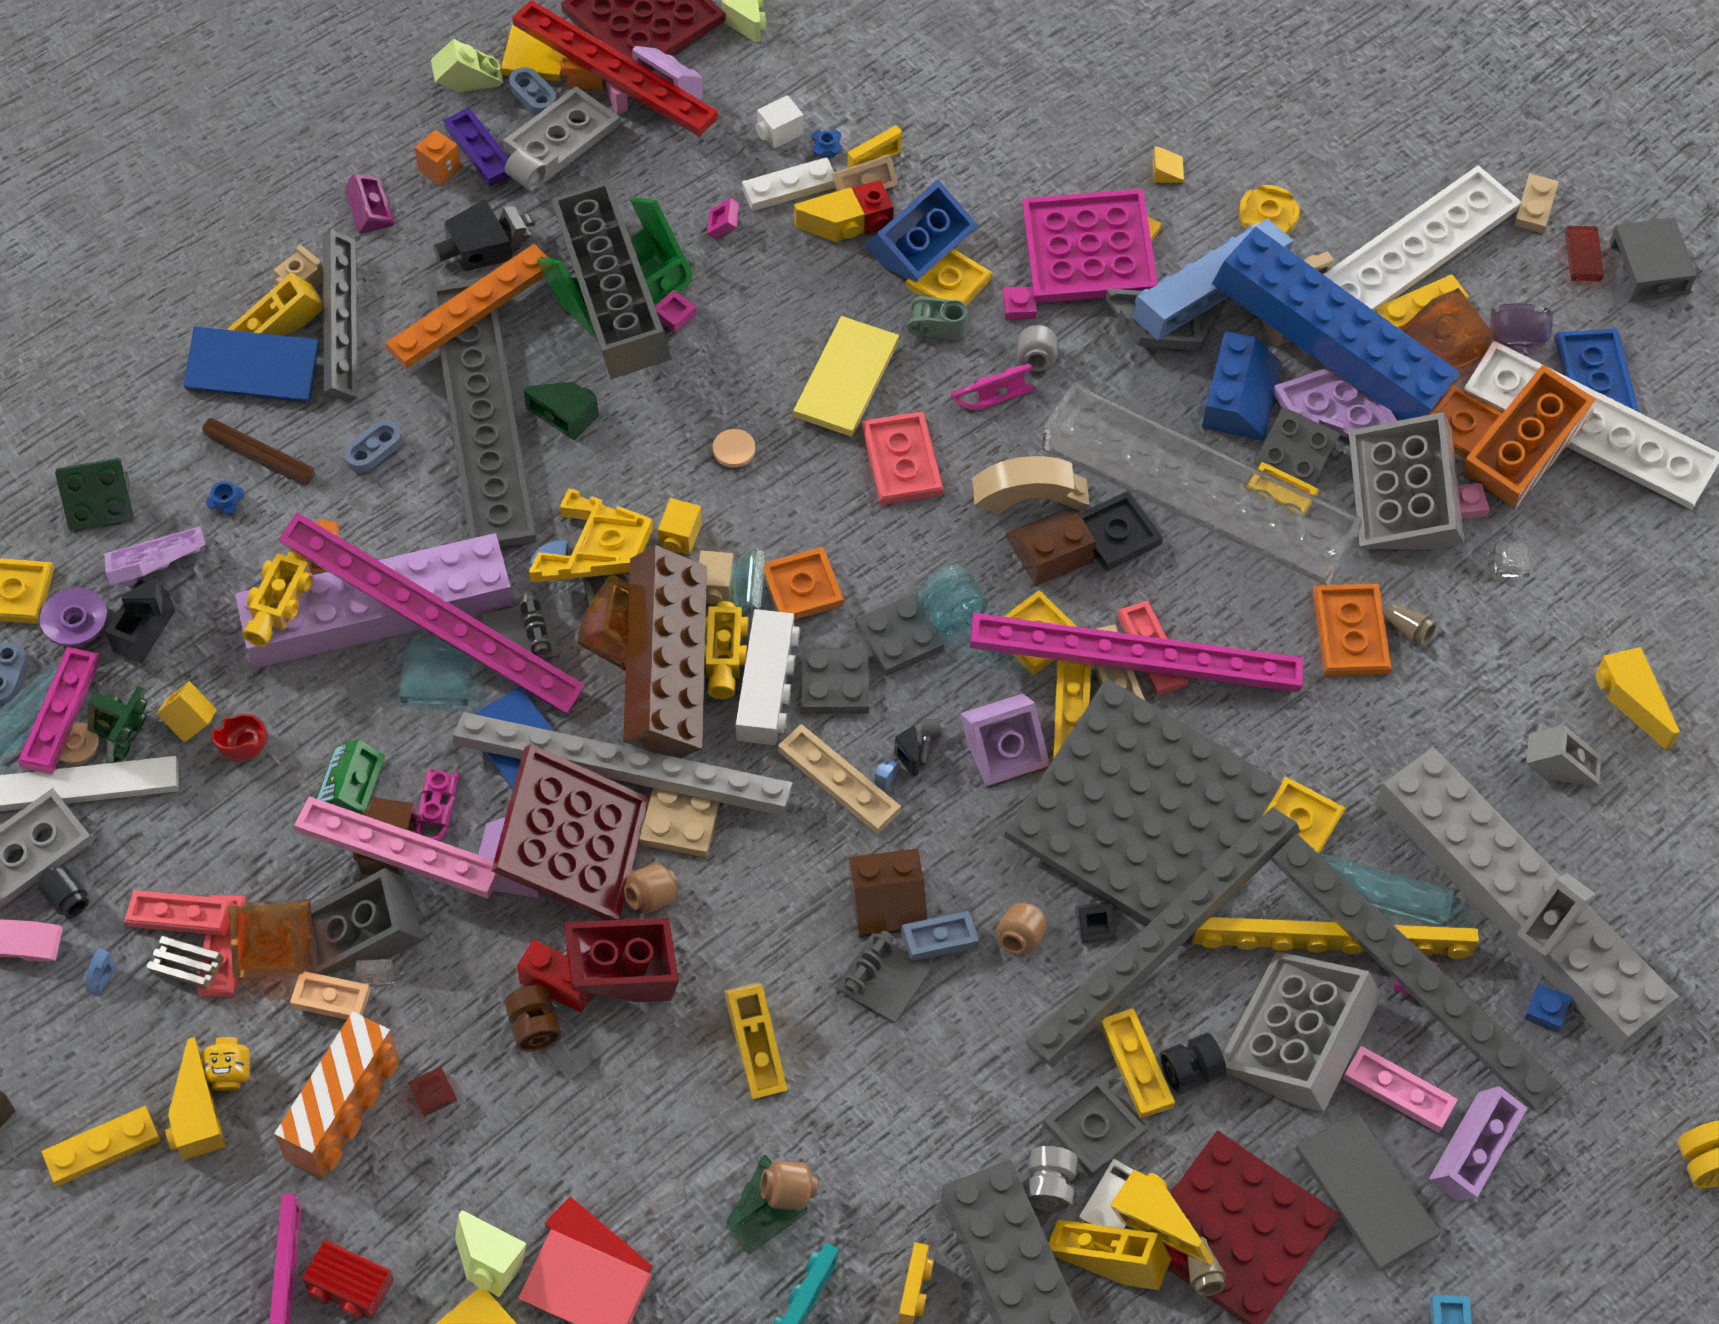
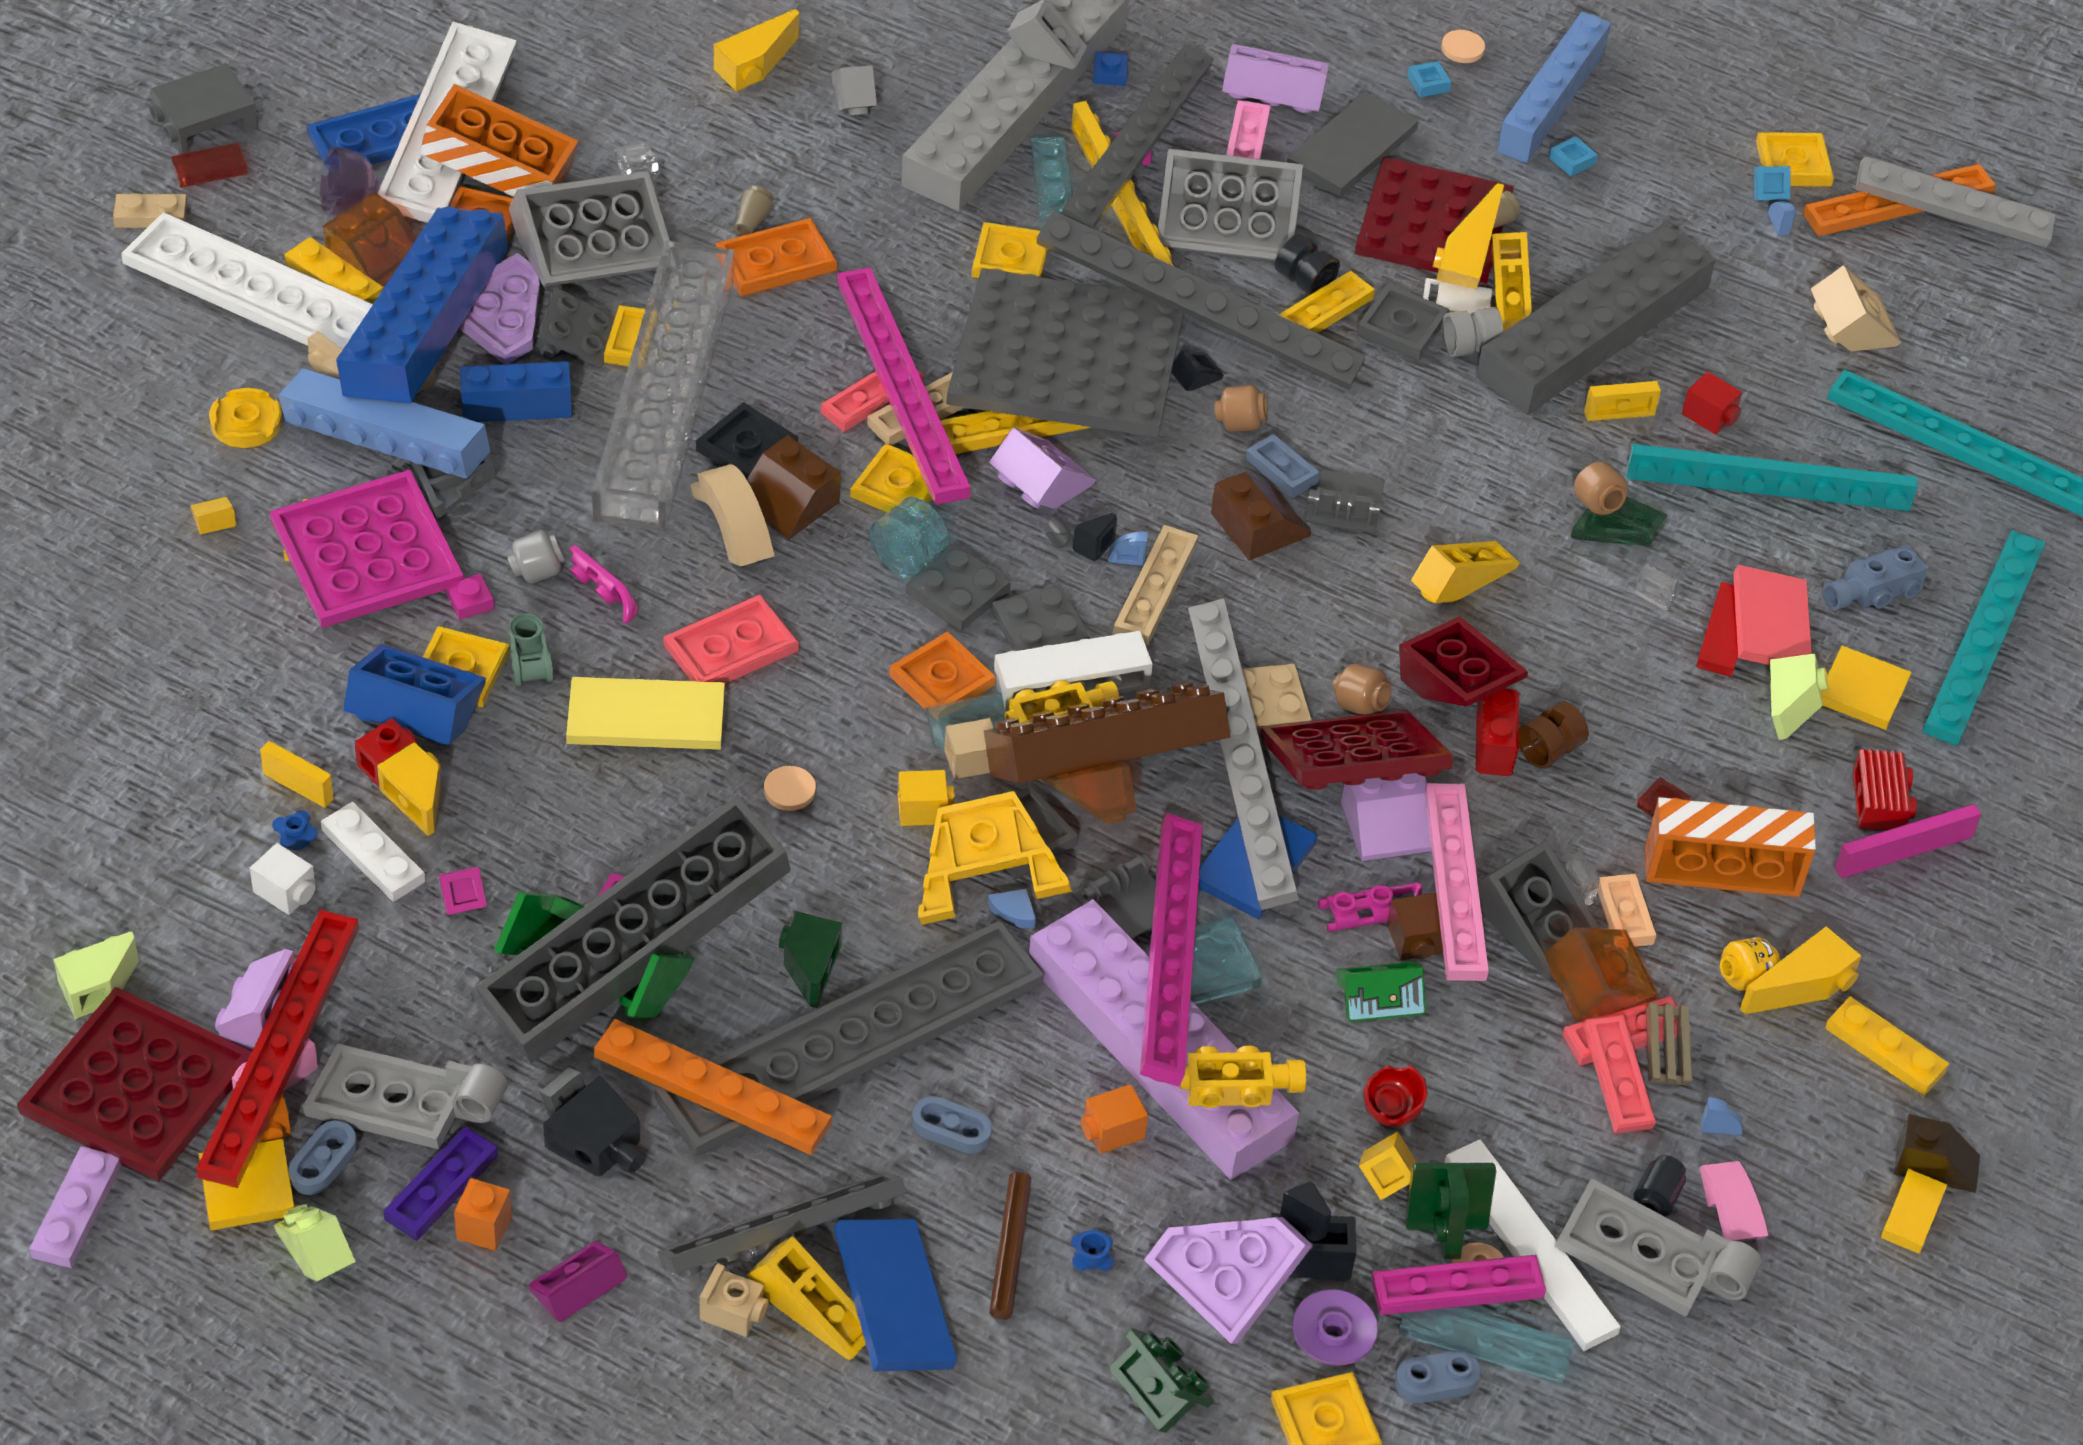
camera: 115 degrees left, 10 degrees down
(867, 172) = (351, 779): tan plate -> none

